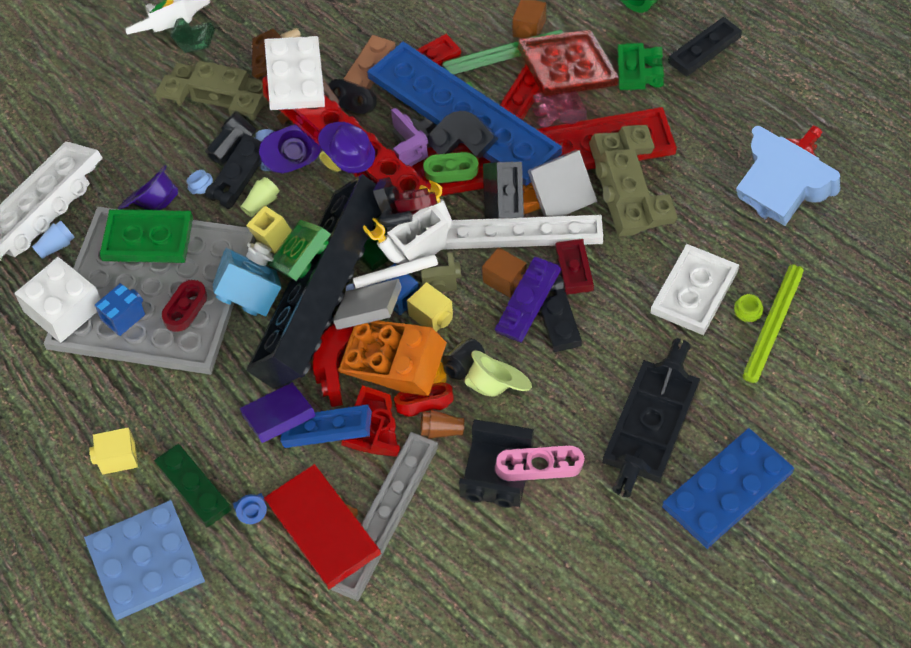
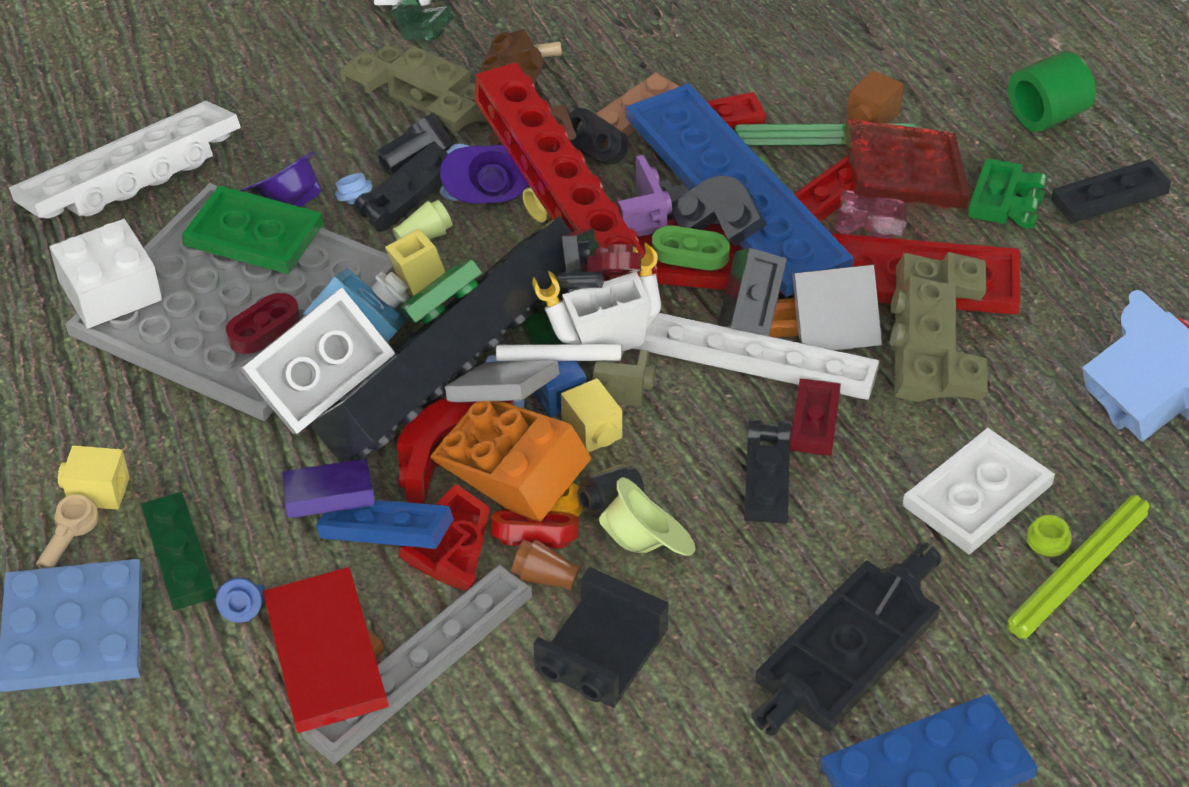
camera: 15 degrees right, 10 degrees down
(53, 239) = (138, 208): light blue cone -> none
(112, 484) = (73, 517): none -> tan plate
(120, 309) = (178, 305): blue brick -> none
(238, 326) = (317, 361): none -> white brick
(294, 73) = (520, 76): white plate -> none
(347, 146) = (555, 181): dark purple piece -> none
(503, 272) = (713, 398): dark orange brick -> none
(527, 299) = (730, 438): dark purple plate -> none
(531, 473) = (698, 649): bright pink beam -> none

